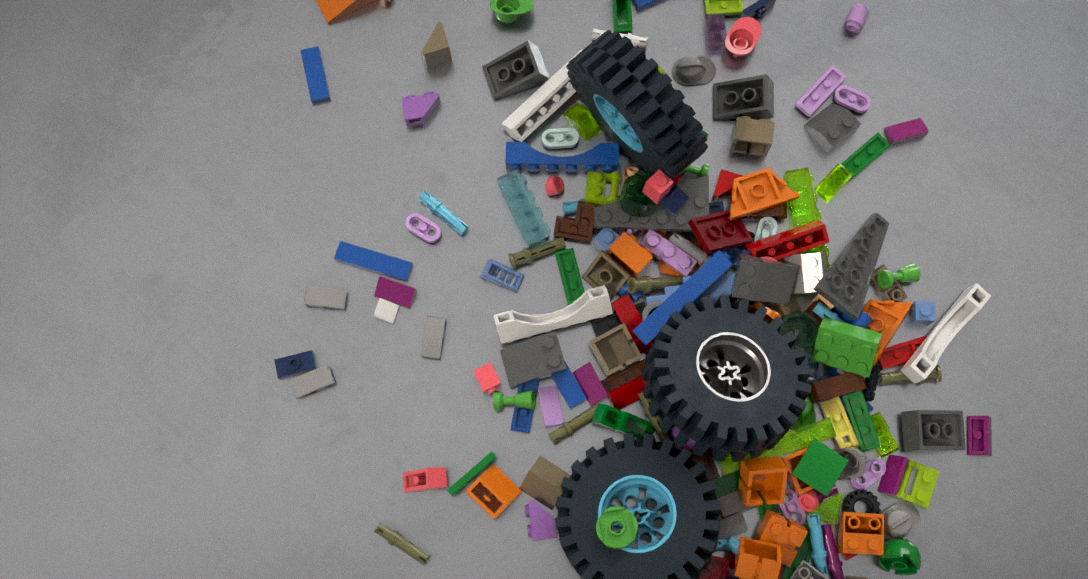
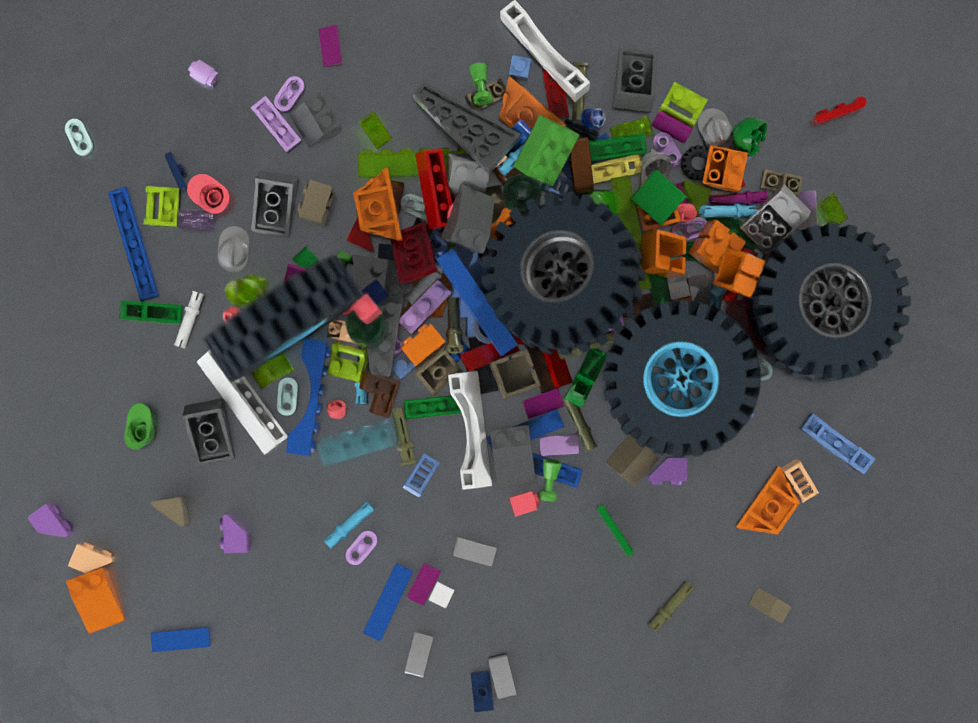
camera: 85 degrees left, 10 degrees up
(424, 479) = (614, 577): coral slope -> none
(494, 491) = (635, 511): orange slope -> none
(611, 538) = (685, 409): bright green plate -> none
(866, 155) = (350, 93): green tile -> none
(891, 394) = (593, 117): none -> clear blue wheel
(979, 436) = (645, 35): magenta slope -> none

